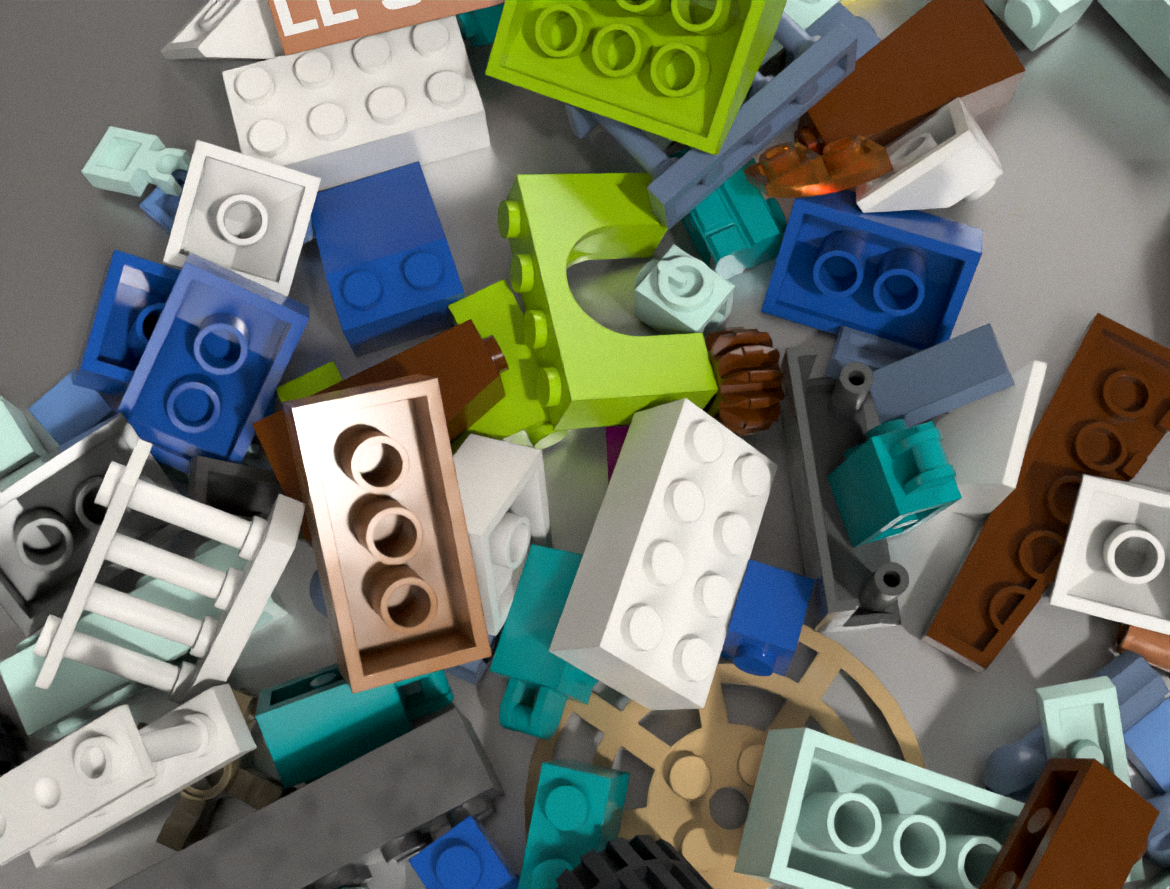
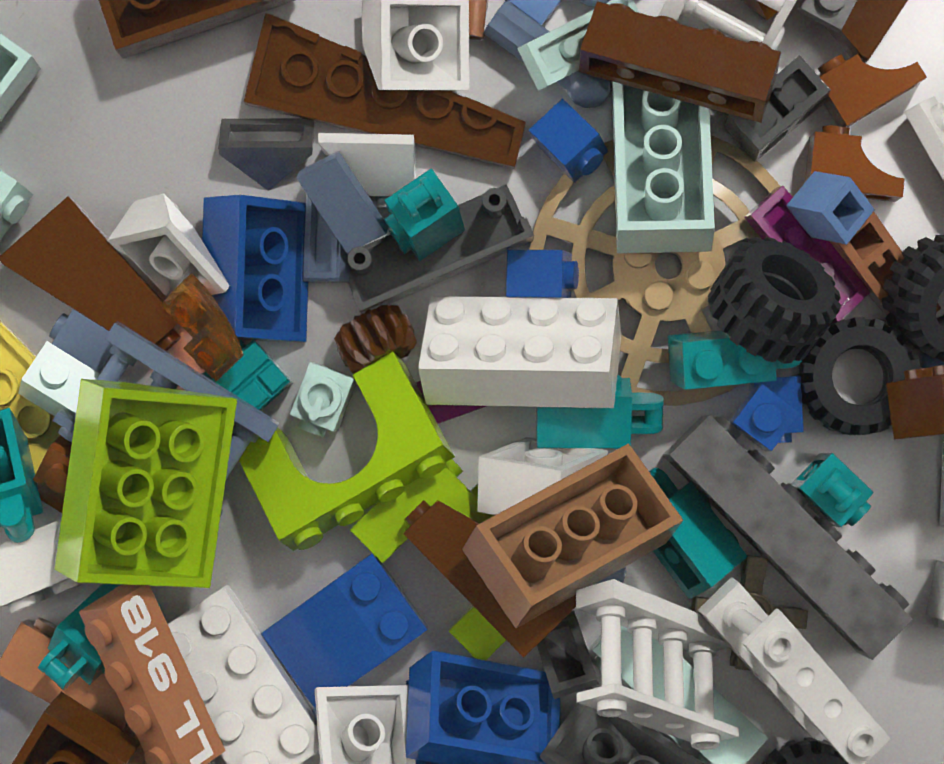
camera: 110 degrees left, 15 degrees up
(946, 720) = (569, 141): none -> blue brick
(1032, 320) = (266, 147): none -> flat silver slope

